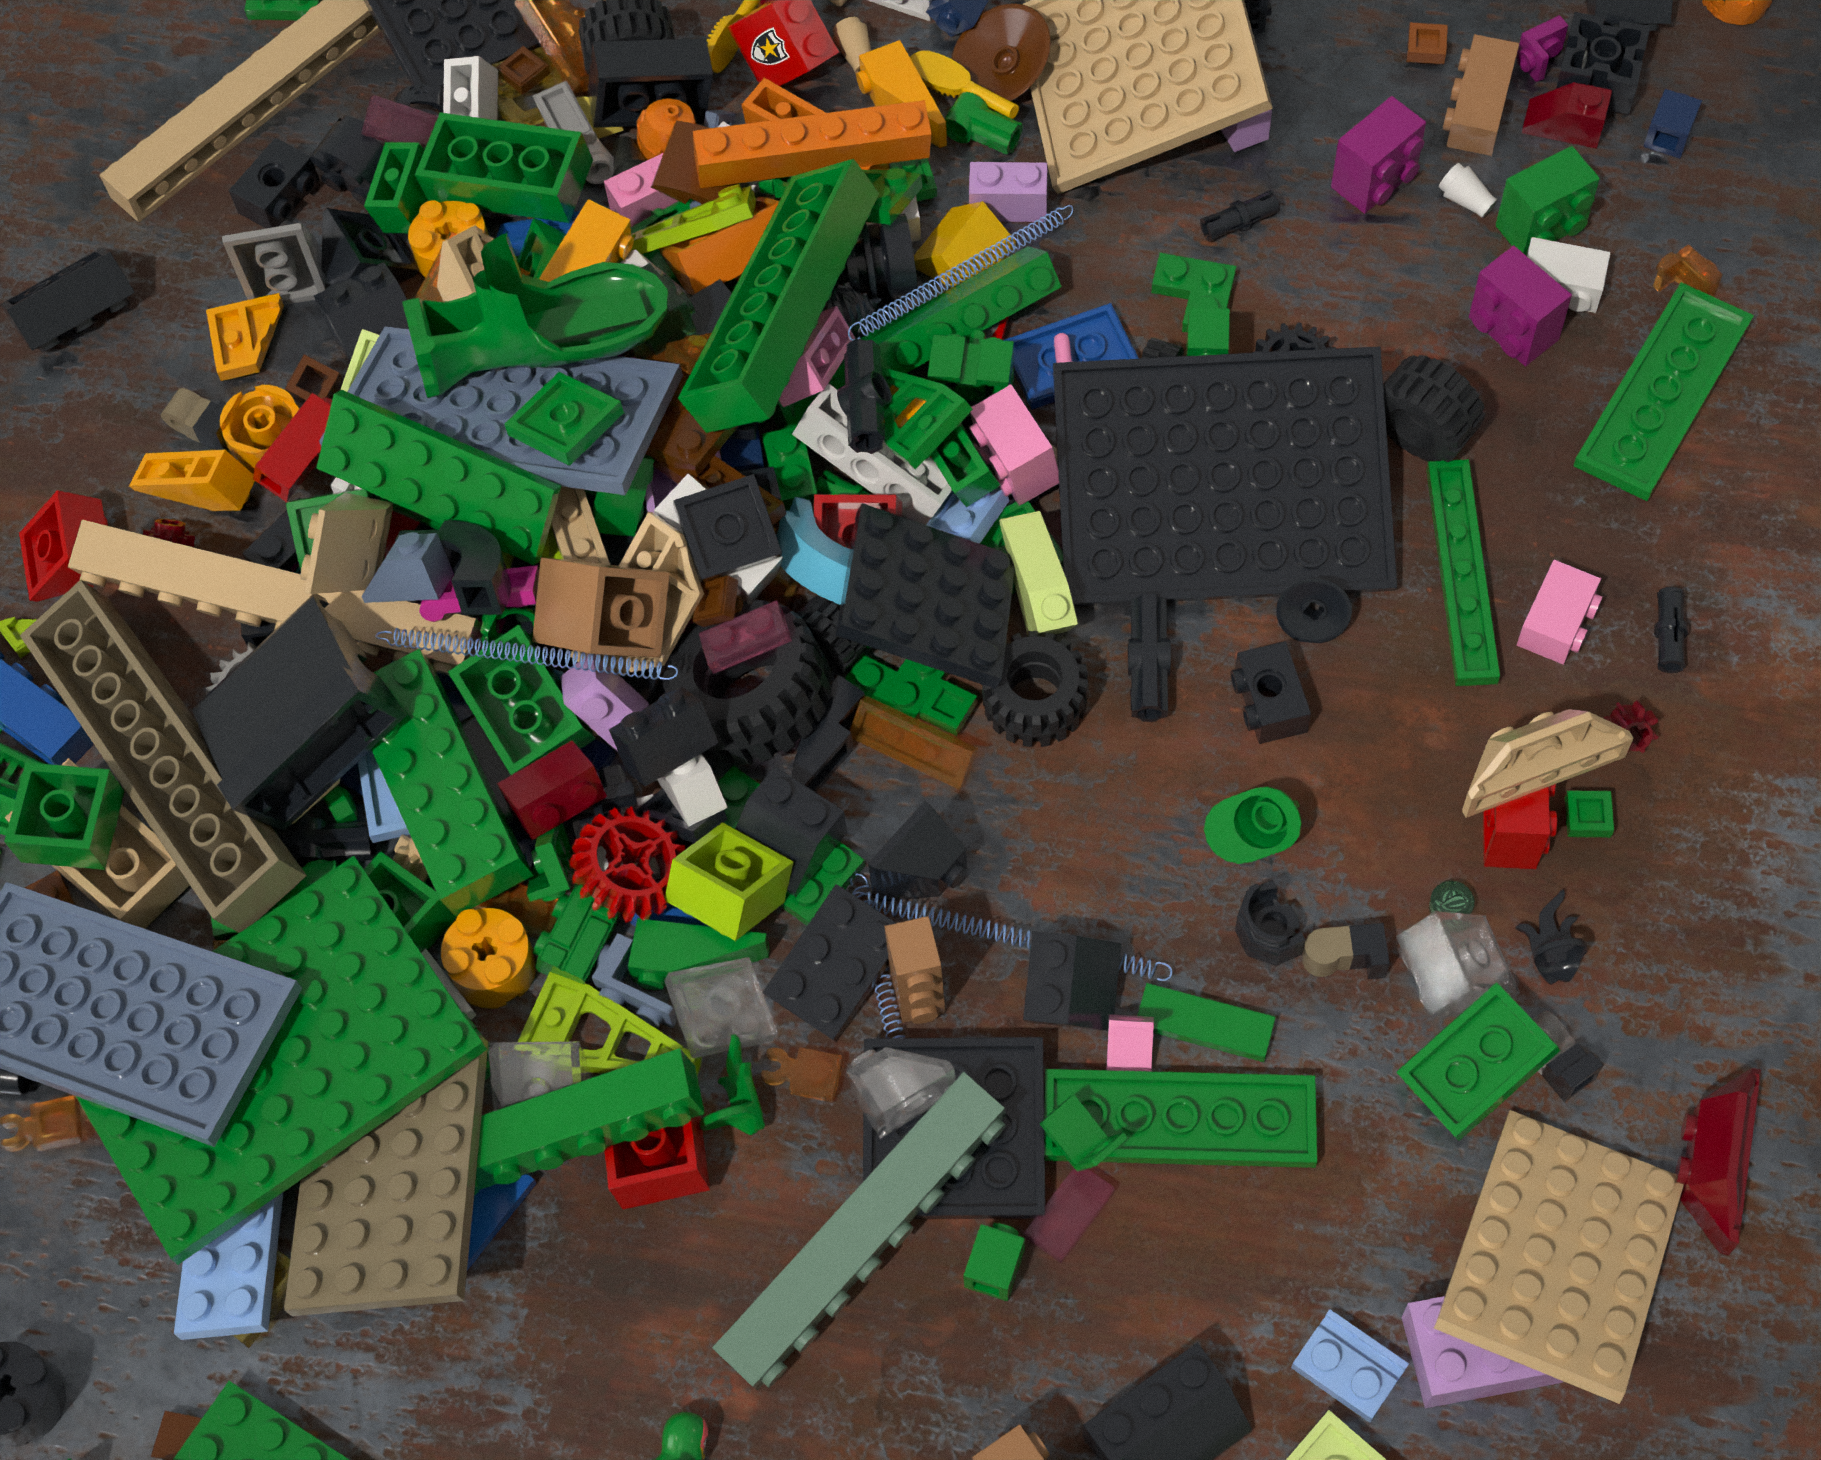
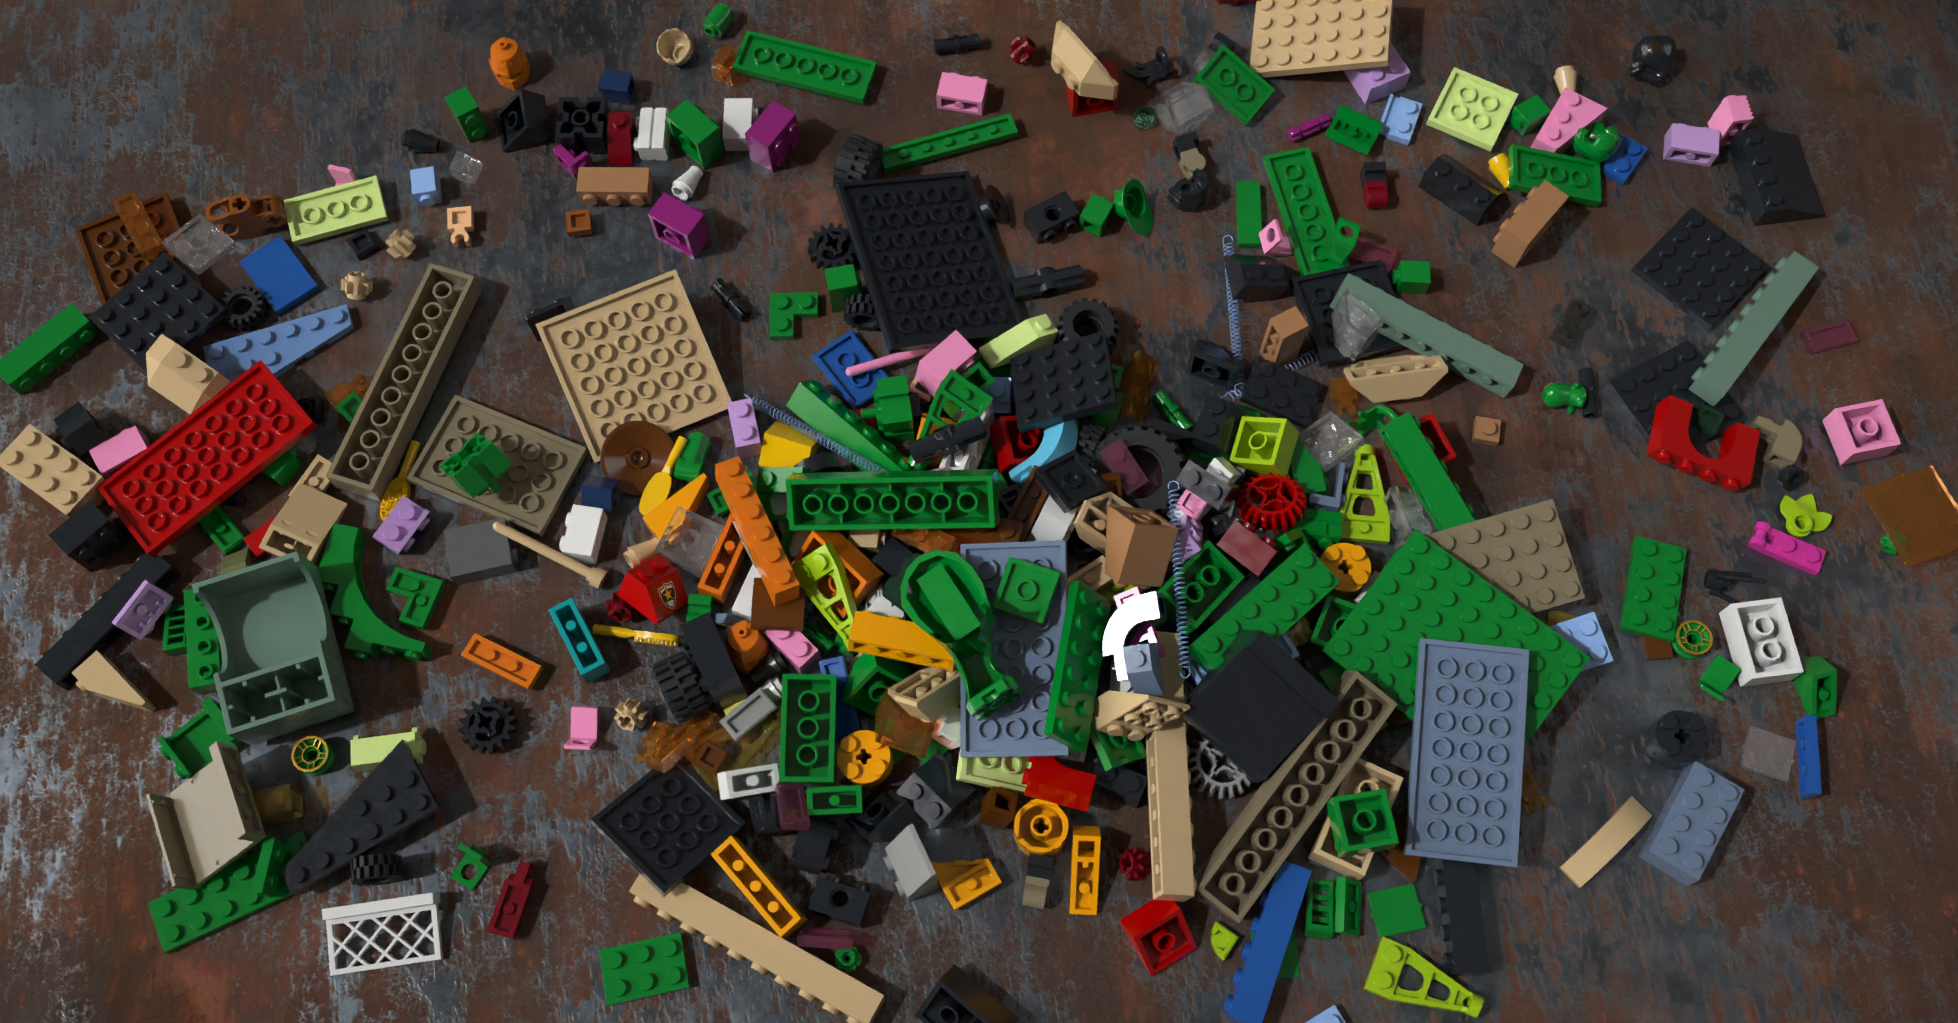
camera: 110 degrees left, 5 degrees up
(203, 185) = (847, 966): none -> green plate
(233, 158) = (826, 938): none -> clear pink tile
(328, 92) = (759, 887): none -> light orange brick
(662, 1294) = (1486, 431): none -> medium nougat plate
(731, 90) = (699, 605): none -> green leg
(808, 1149) = (1396, 376): none -> tan wedge
(843, 79) = (689, 541): none -> clear slope
(859, 787) = (1171, 411): none -> green pin
(1204, 1260) = (1374, 184): none -> leg
(1259, 761) = (1096, 215): none -> green brick
(1333, 1259) = (1354, 129): none -> green bracket
(1366, 1185) = (1309, 127): none -> magenta axle
(1592, 146) = (653, 134): none -> white brick
(1734, 208) = (675, 47): none -> tan hair
(1782, 280) = (718, 20): none -> green brick

